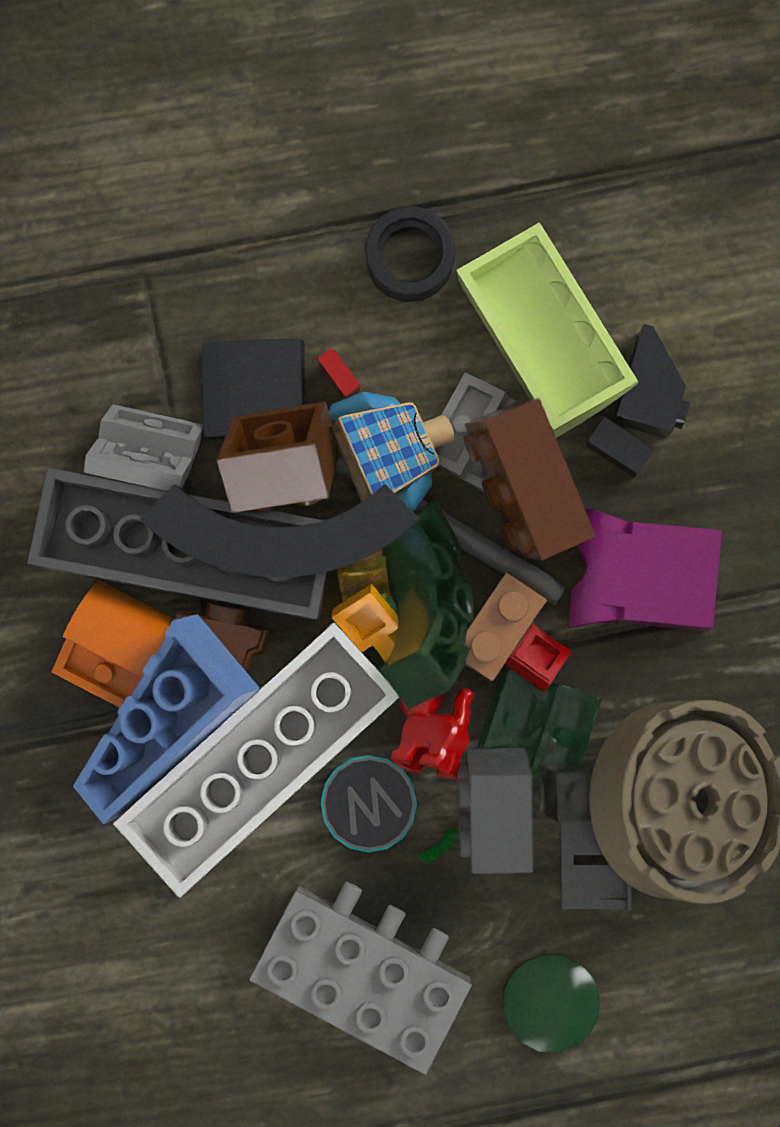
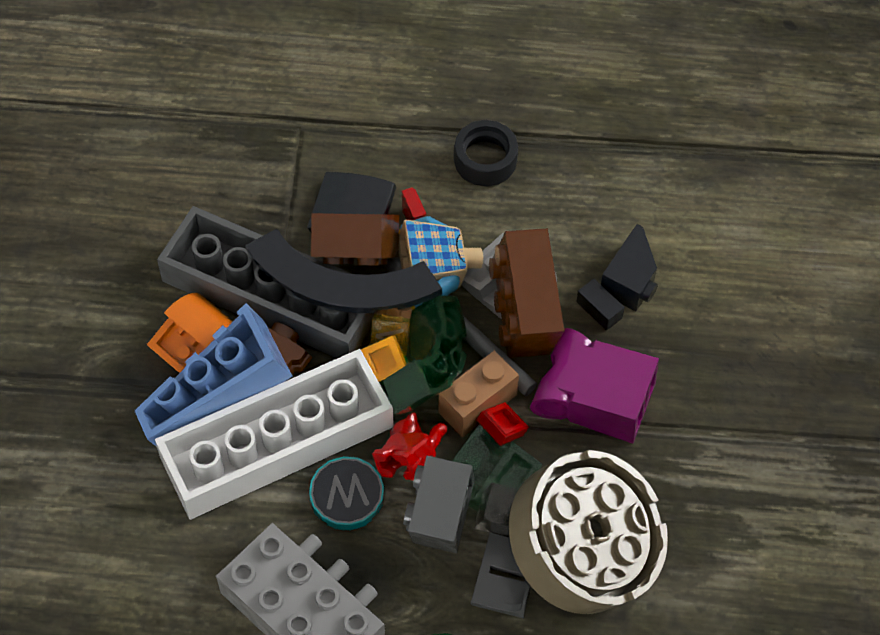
camera: 10 degrees right, 25 degrees down
(144, 448) = (262, 217): light grey slope -> none
(438, 850) = (398, 533): green leg -> none
(546, 328) = (565, 200): yellowish green slope -> none

